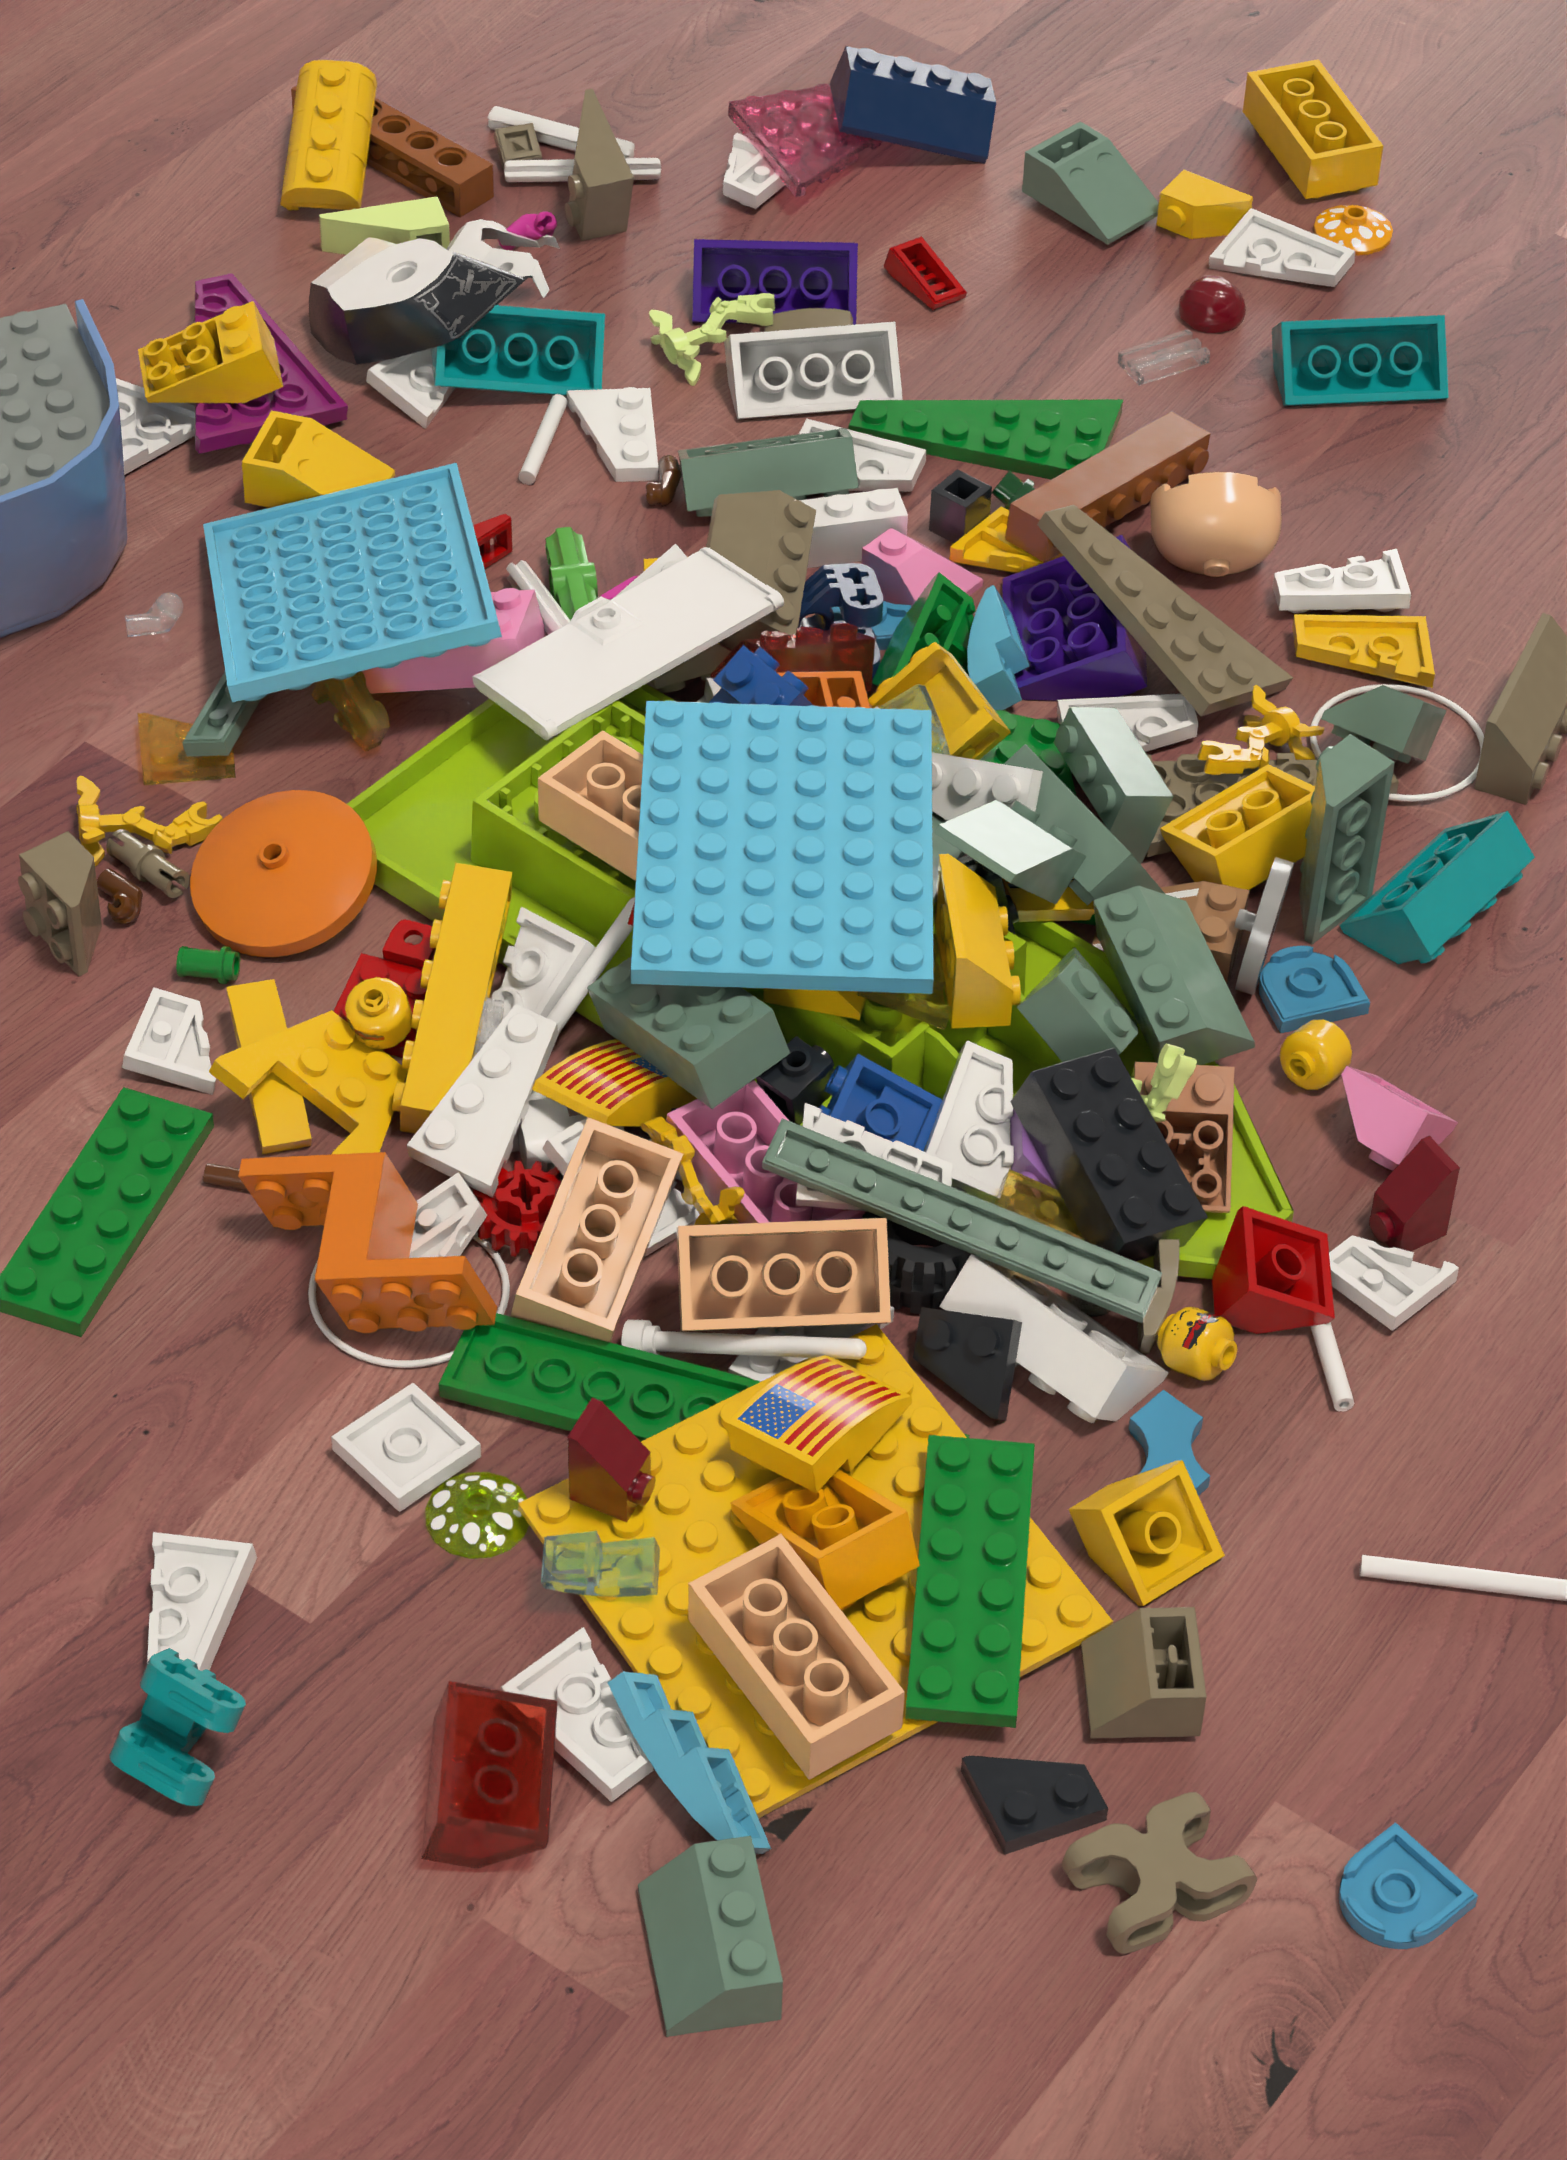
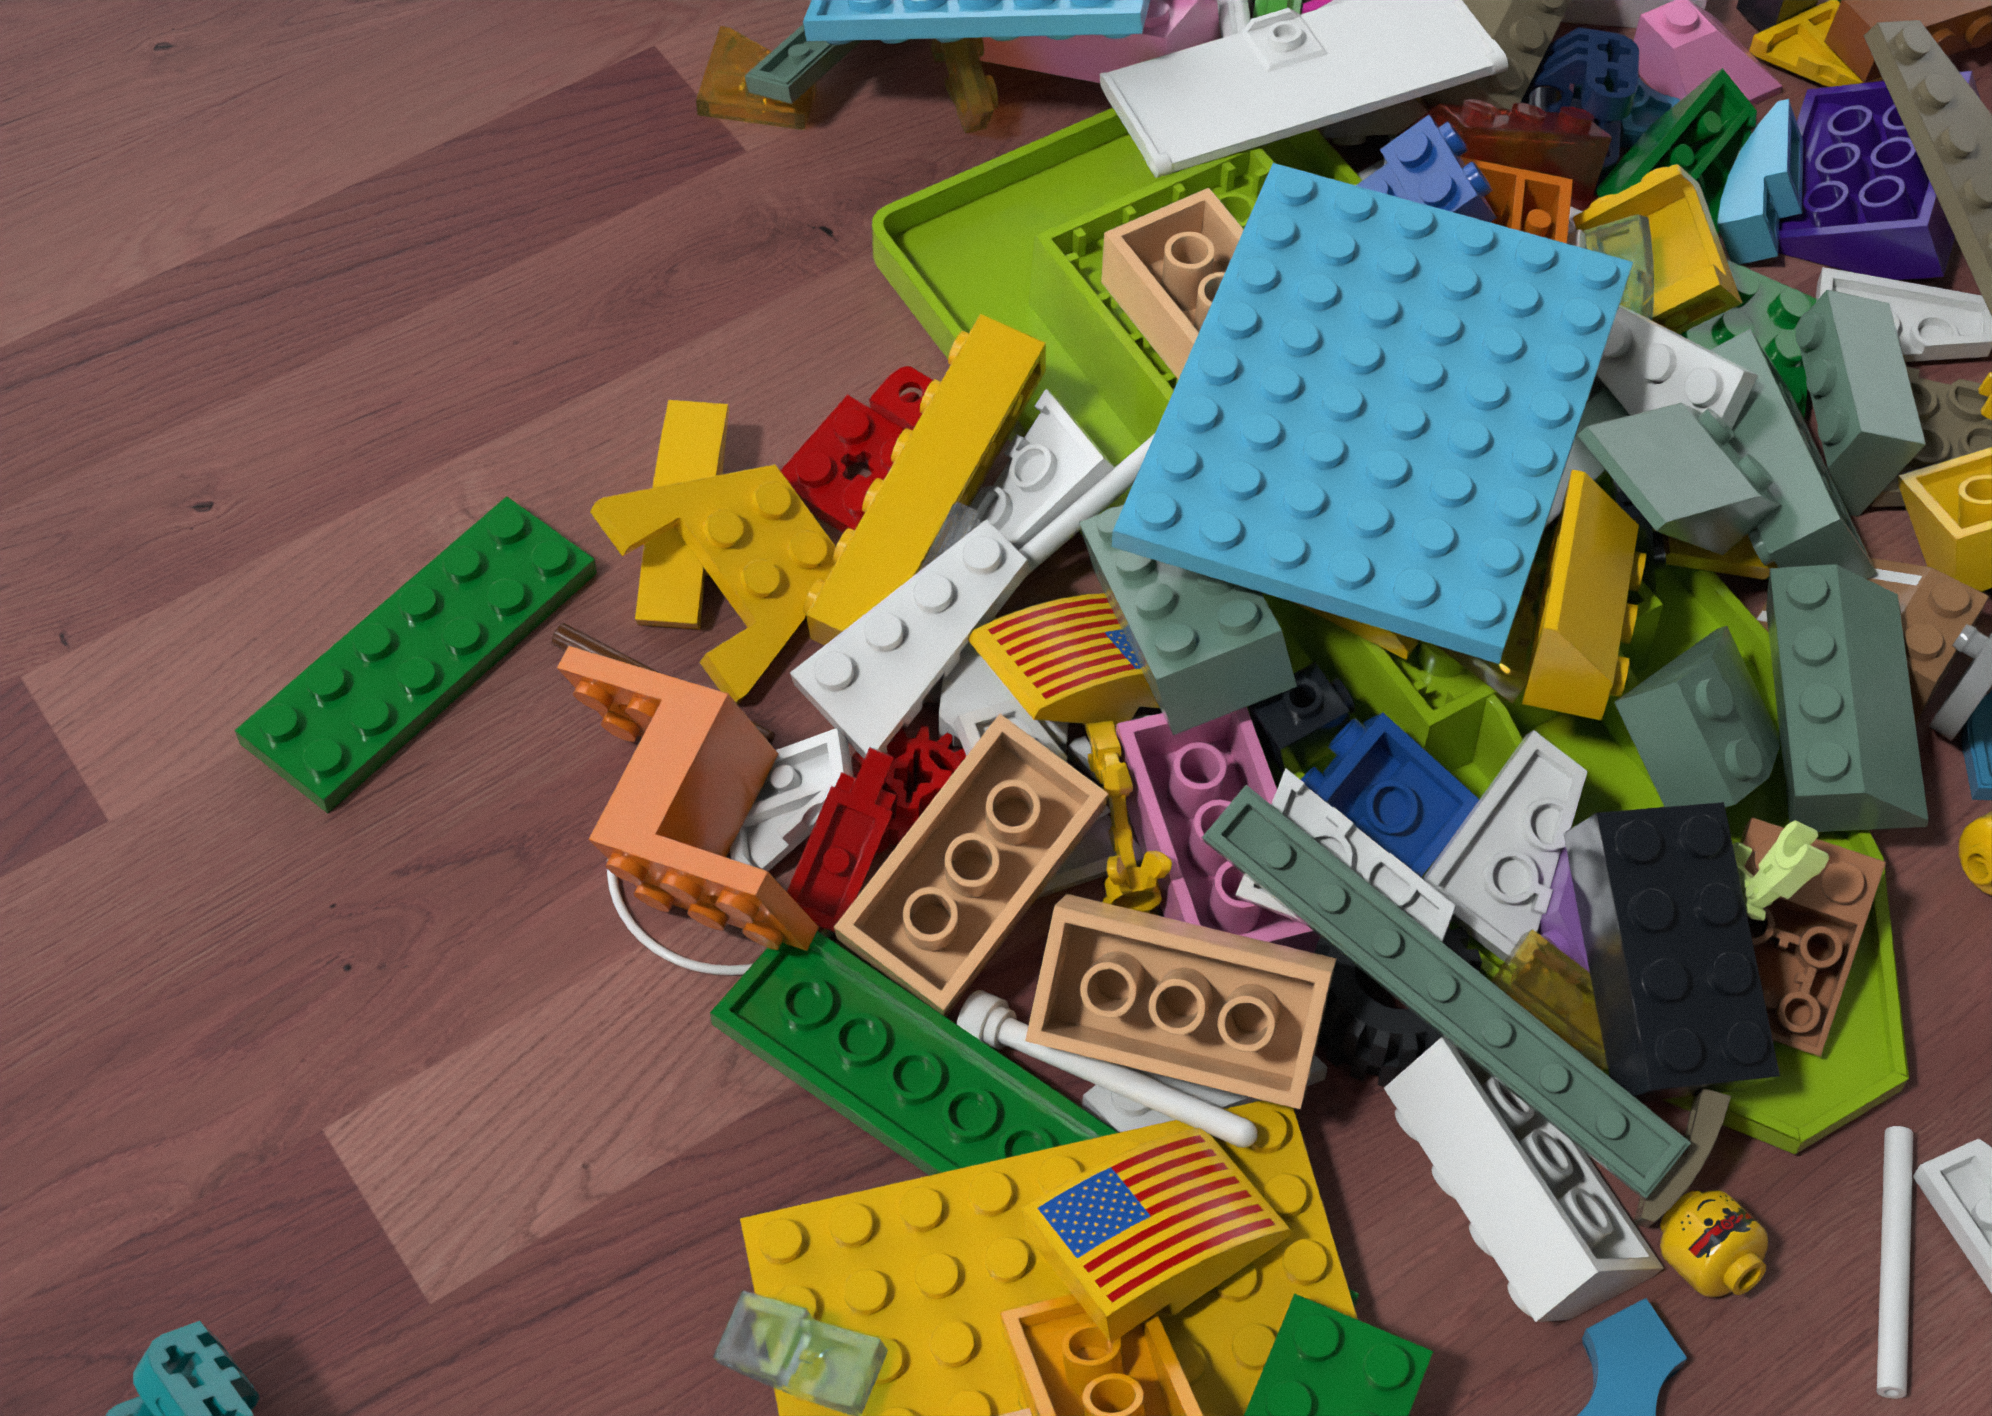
camera: 20 degrees right, 10 degrees up
(62, 899) = (530, 241): dark tan slope -> none
(125, 895) = (614, 249): reddish brown arm -> none
(147, 863) = (654, 215): dark tan pin -> none
(171, 1042) = (583, 447): white wing -> none
(186, 828) = (717, 182): yellow piece -> none
(195, 1593) = (295, 1234): white wing -> none
(208, 963) = (683, 365): green pin -> none
(283, 873) = (797, 269): orange dish -> none
(379, 1013) = (825, 484): yellow head -> none
(406, 1446) = (638, 1089): white plate -> none
(471, 1528) = (697, 1237): clear neon green dish -> none
(496, 1240) = (843, 842): none -> red hinge
(607, 1464) = (852, 1217): dark red slope -> none
(970, 1355) = (1401, 1174): black wing -> none
(1273, 1275) = (1850, 1173): red slope -> none

